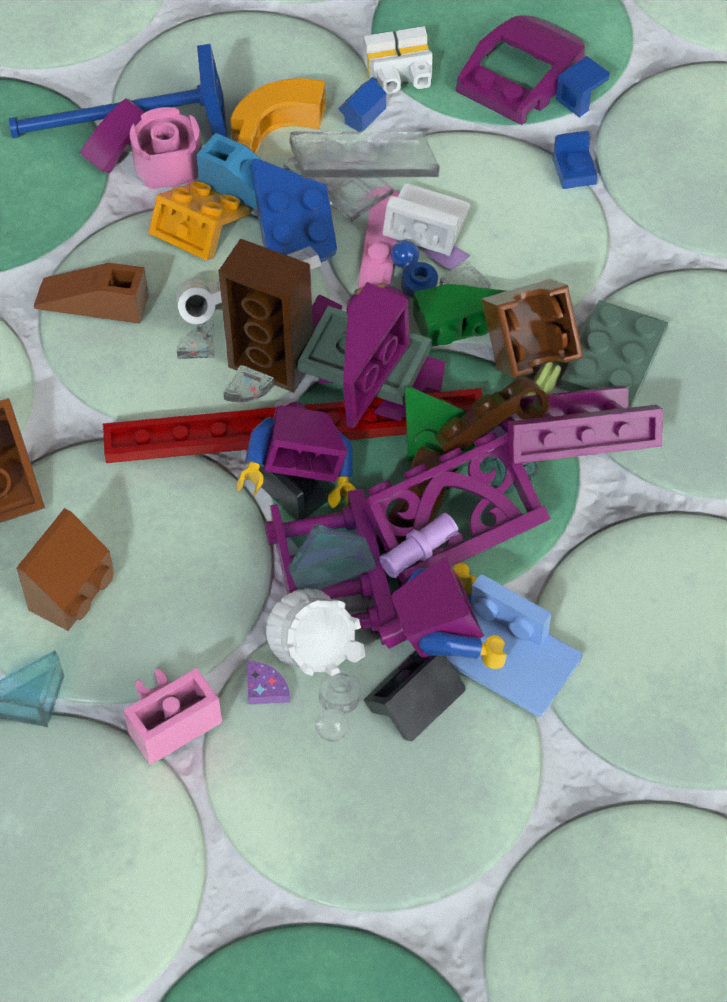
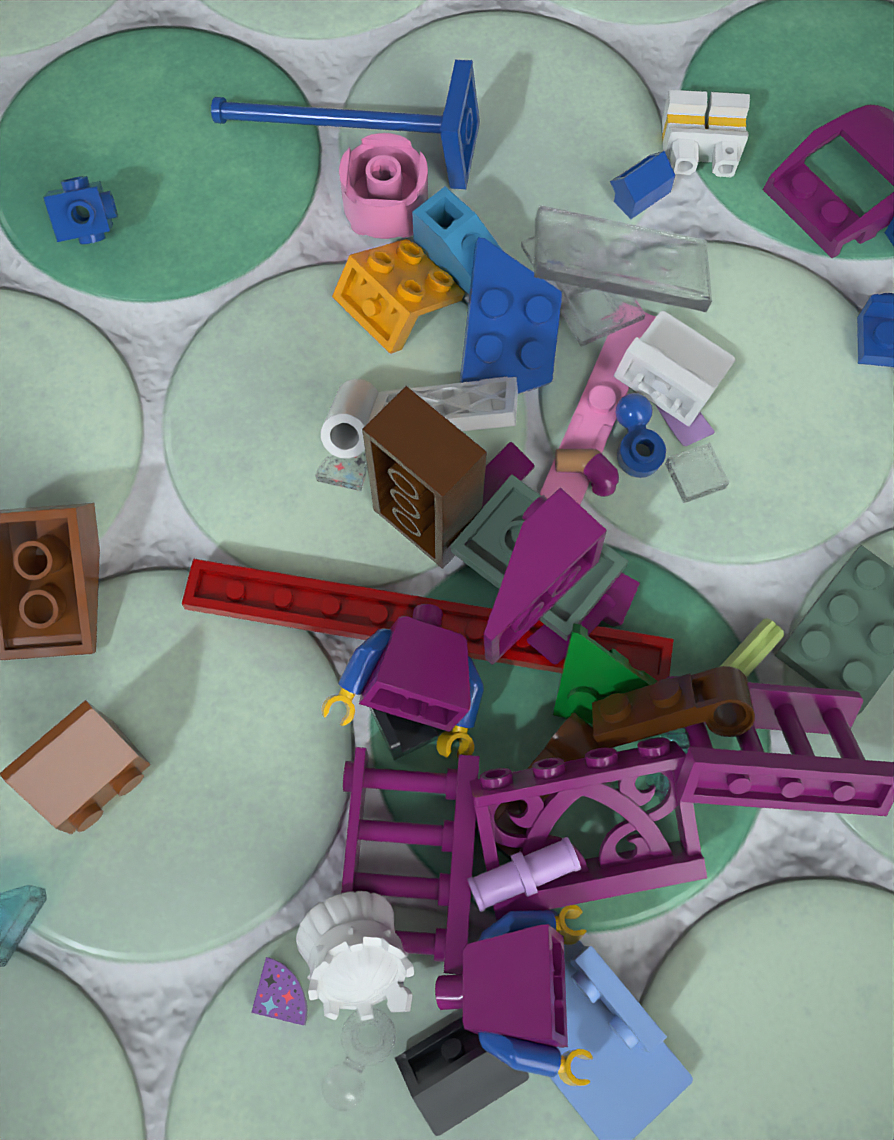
camera: 15 degrees right, 15 degrees up
(97, 291) = (242, 369): dark orange slope -> none
(112, 136) = (321, 154): magenta slope -> none
(171, 714) = (144, 1020): bright pink brick -> none
(248, 385) = (387, 545): clear tile -> none
(276, 106) = (533, 159): light orange arch -> none
(330, 558) = (399, 859): clear light blue slope -> none
(451, 312) = (680, 516): green slope -> none
(532, 327) = (764, 575): dark orange piece -> none

